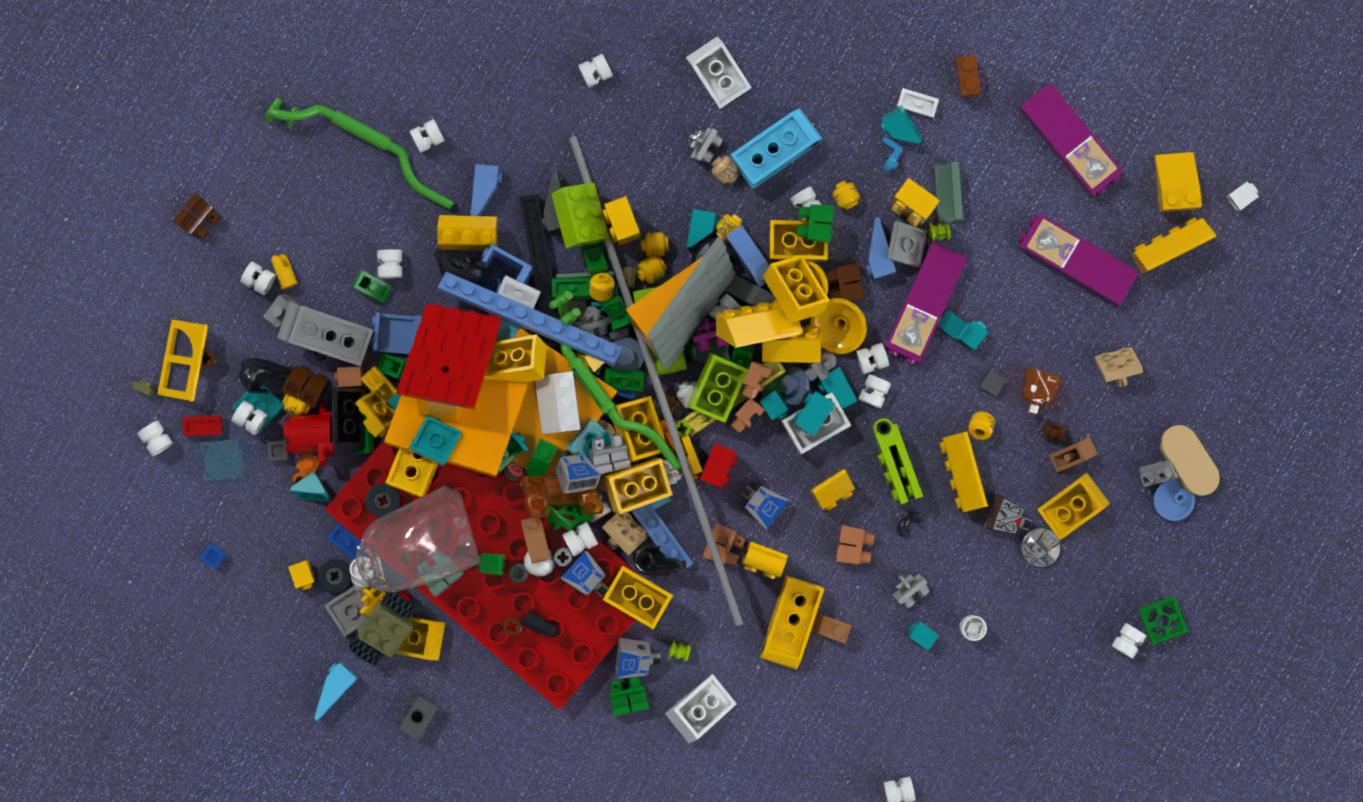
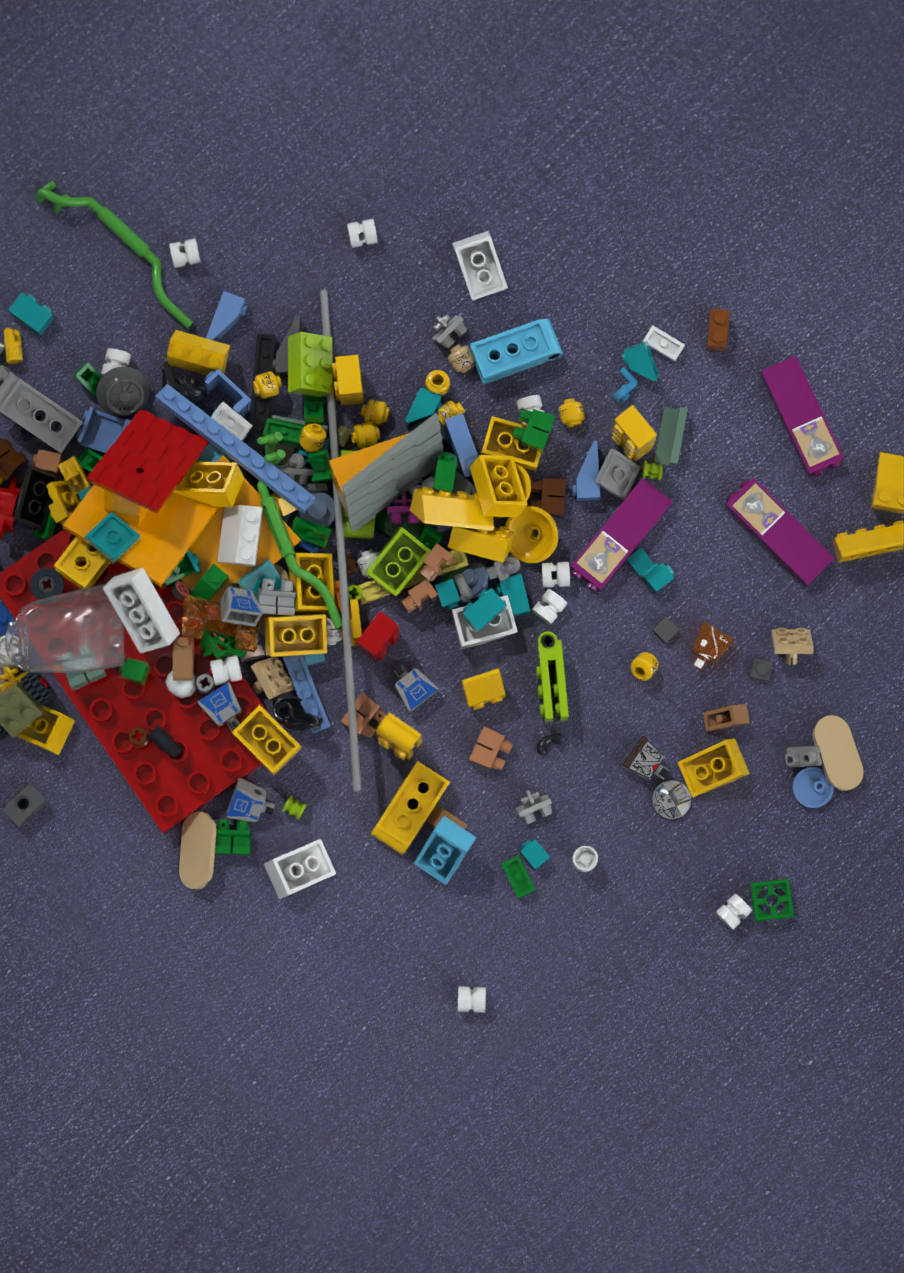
camera: 10 degrees right, 5 degrees down
(293, 235) = (31, 314): none -> teal brick
(404, 289) = (122, 391): none -> dark grey wheel
(483, 504) = (141, 610): none -> white brick
(518, 573) = (158, 688): dark grey tile -> none
(543, 246) = (266, 385): none -> yellow head
(597, 717) = (197, 850): none -> tan tile
(708, 200) = (437, 382): none -> yellow head
(740, 288) = (445, 471): none -> green slope
(791, 400) = (466, 592): none -> light grey arm
(837, 656) = (444, 850): none -> medium azure brick
(912, 661) = (518, 877): none -> green plate
(963, 471) = (614, 706): yellow slope -> none
(1053, 430) = (713, 690): reddish brown bush -> none
(1094, 398) = (761, 669): none -> dark grey plate

